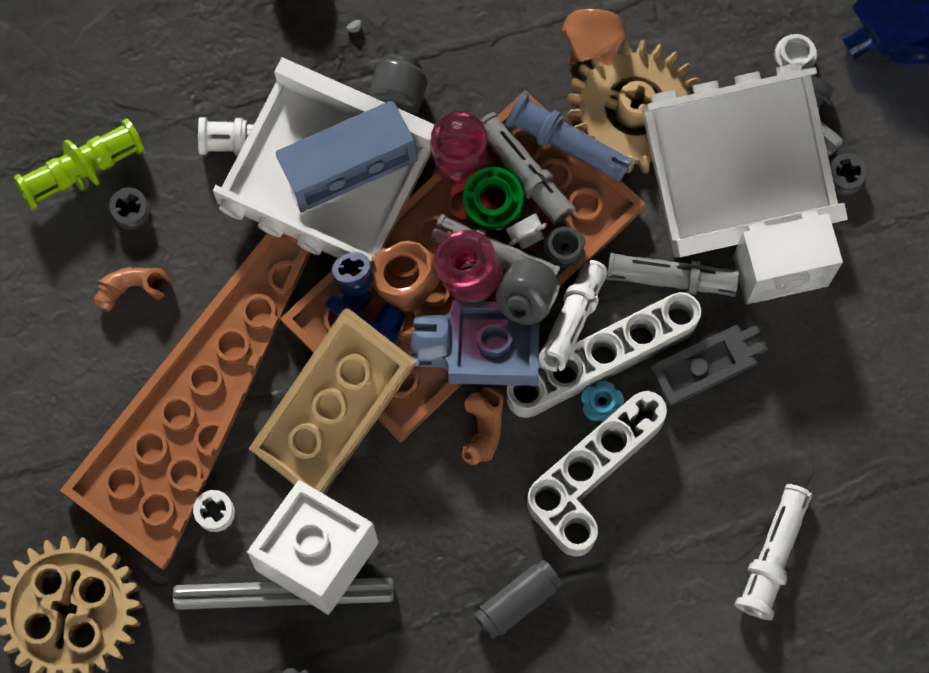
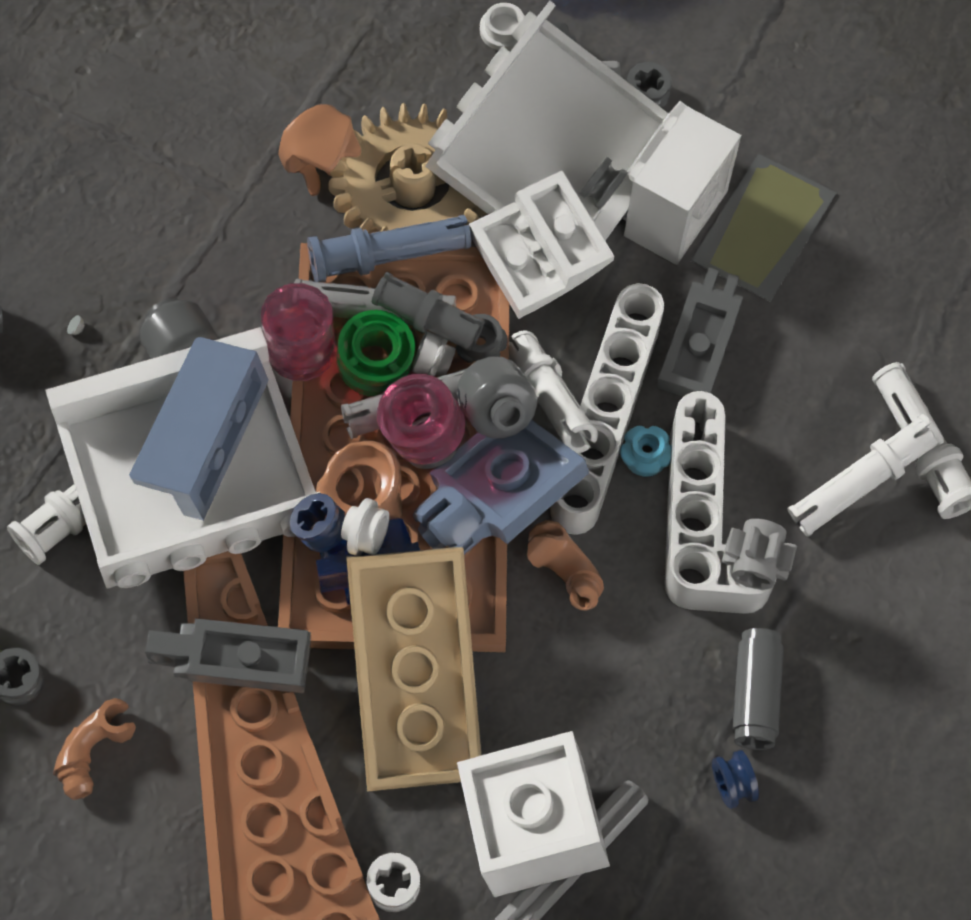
camera: 50 degrees left, 10 degrees down
(245, 307) = (234, 654): none -> dark grey hinge
(372, 301) = (365, 528): none -> white plate
(450, 635) = (735, 779): none -> dark blue bush
(541, 203) = (428, 311): none -> dark grey pin
(582, 524) = (759, 554): none -> light grey gear
(658, 219) = (541, 244): none -> white slope
(682, 276) = (609, 281): light grey pin -> none
(711, 538) = (884, 461): none -> white pin
(743, 213) = (603, 183): none -> dark grey bush
(826, 329) = (764, 226): none -> olive sticker

